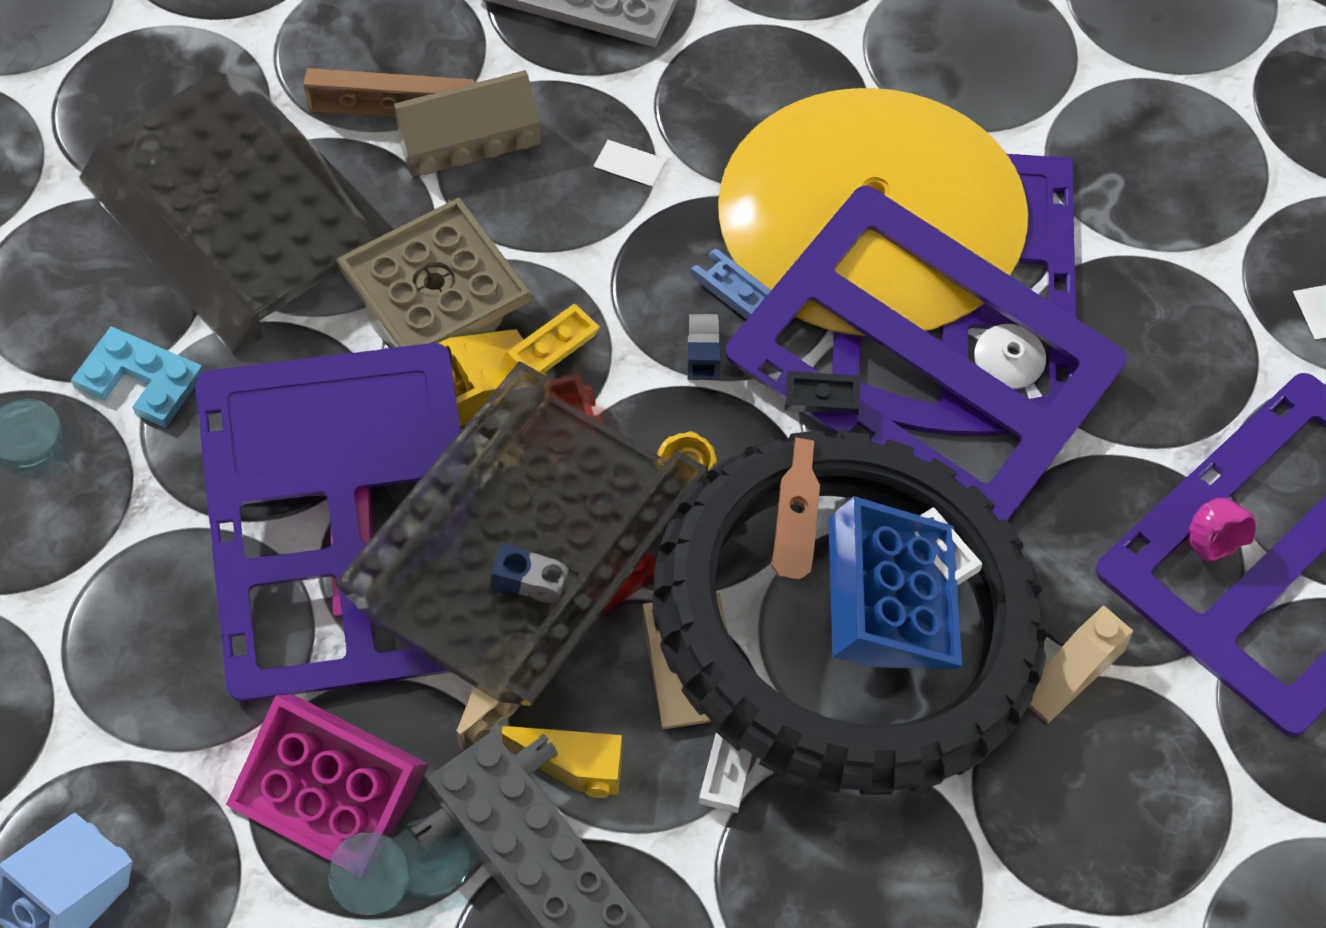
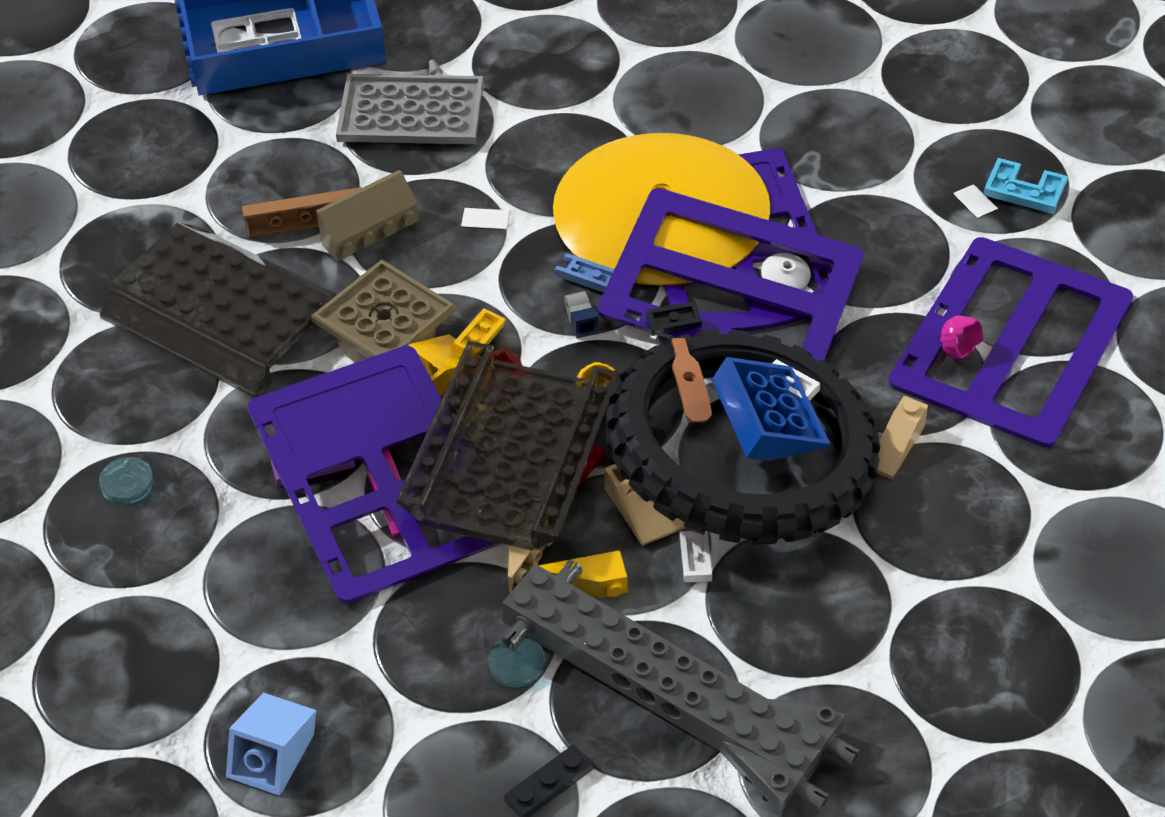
camera: 15 degrees left, 10 degrees down
(167, 374) = (214, 420): medium azure plate -> none
(323, 778) = (428, 633): dark pink slope -> none
(369, 873) = (480, 678): clear light blue tile -> none
(528, 574) = (523, 465): leg -> none

